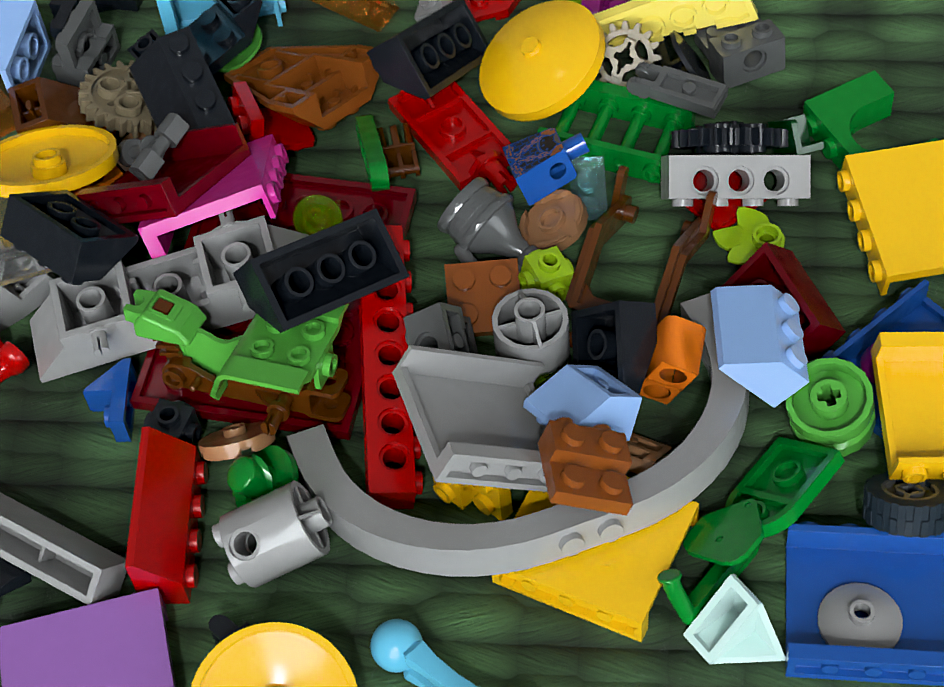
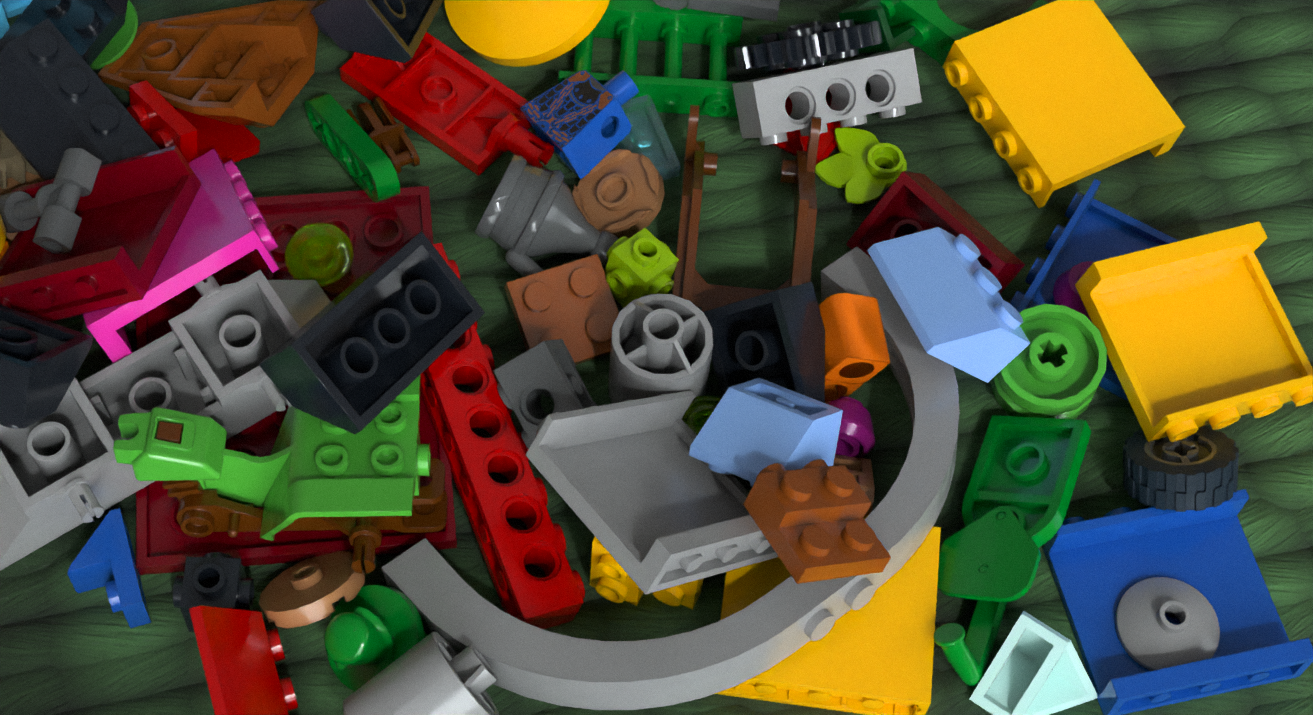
camera: 30 degrees left, 5 degrees up
(658, 420) = (856, 428): none -> magenta cone

